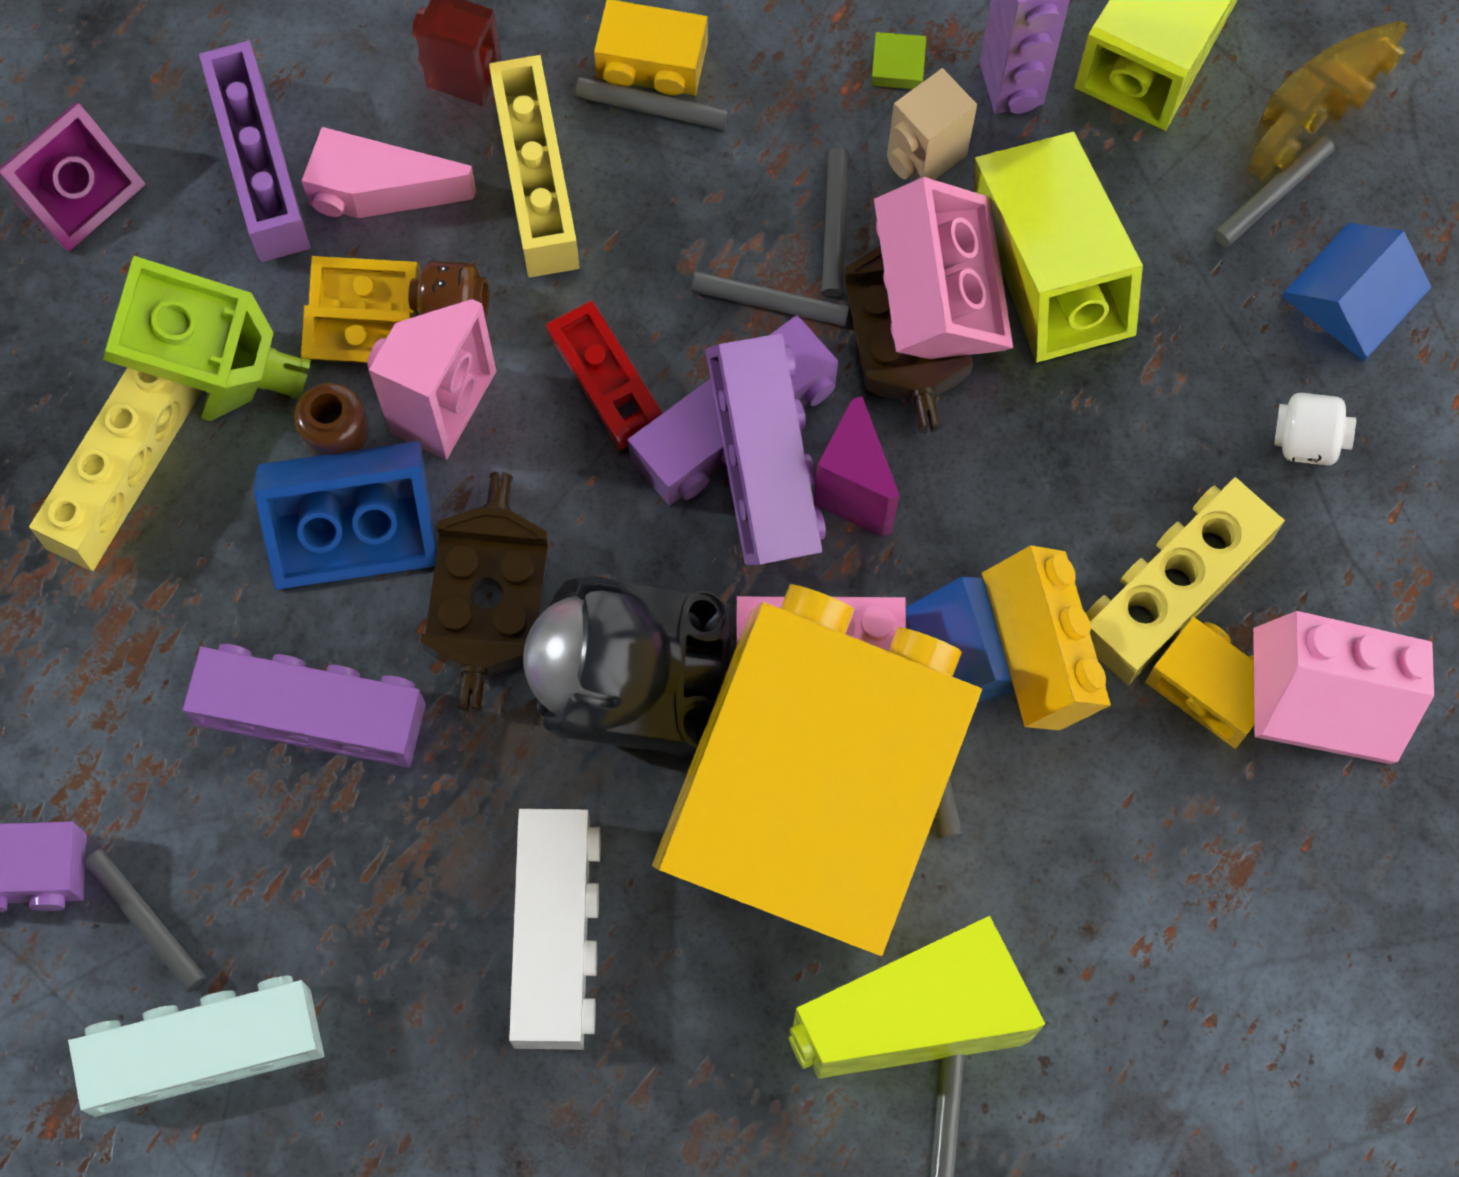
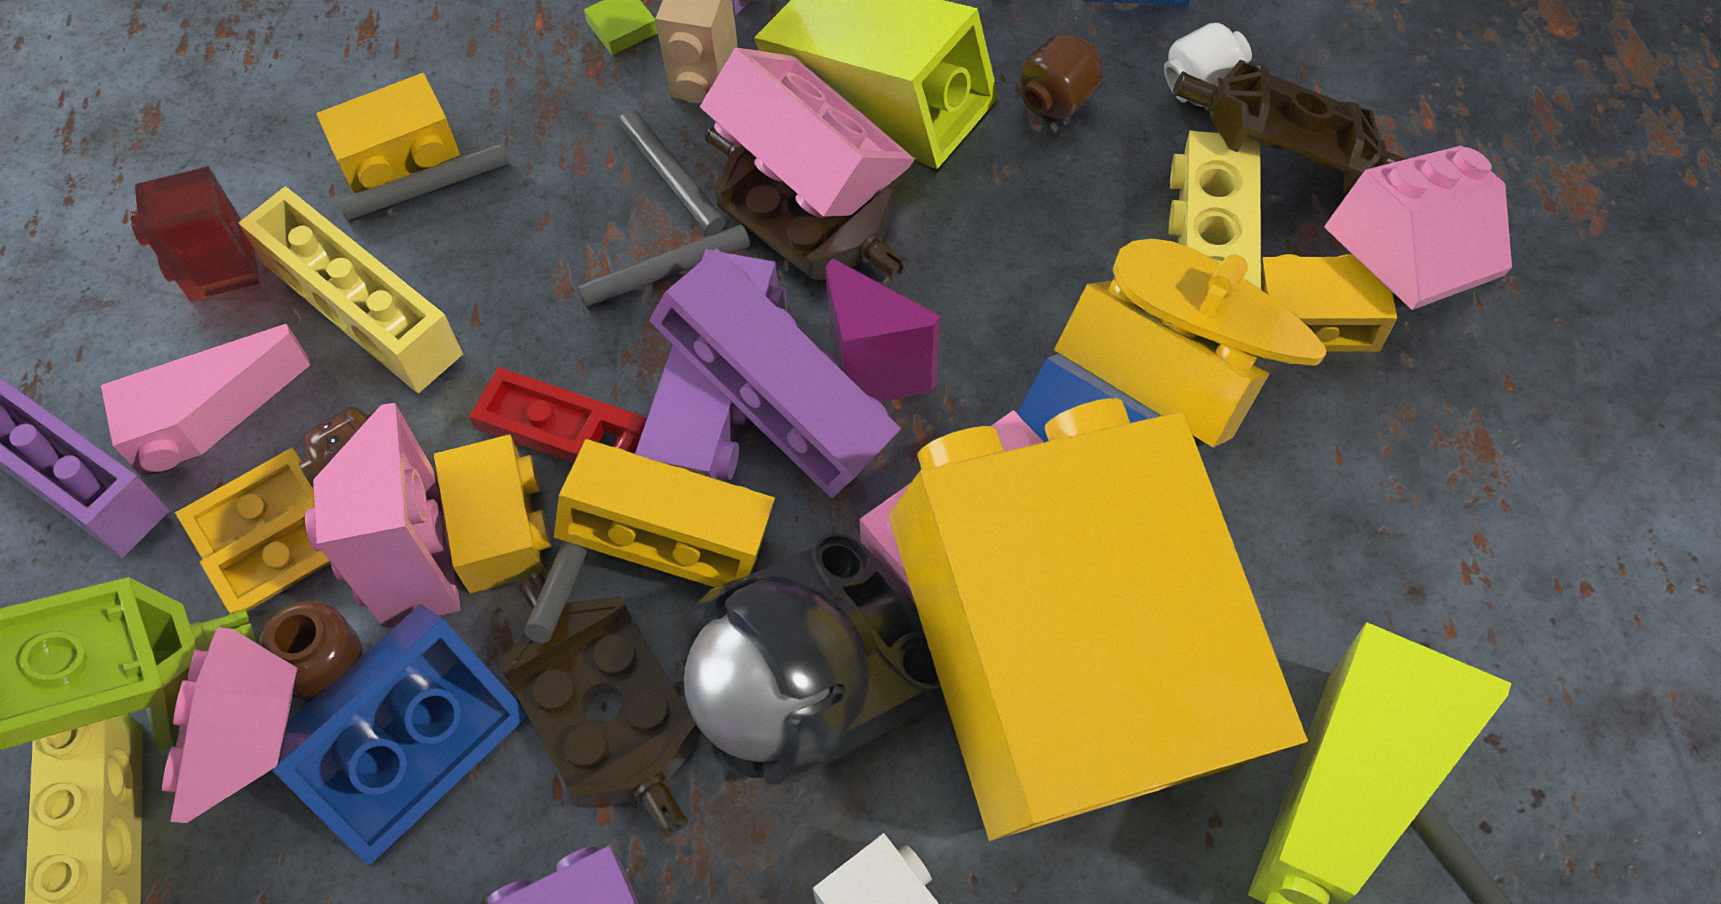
camera: 35 degrees left, 10 degrees down
(249, 438) = (229, 722): none -> bright pink slope
(511, 407) = (491, 513): none -> yellow brick
(533, 481) = (555, 592): none -> dark grey bar
(616, 496) = (661, 515): none -> yellow brick
(1113, 622) = (1213, 301): none -> yellow shield
(1187, 356) = (1060, 76): none -> reddish brown head
(1296, 500) = (1289, 117): none -> dark brown plate

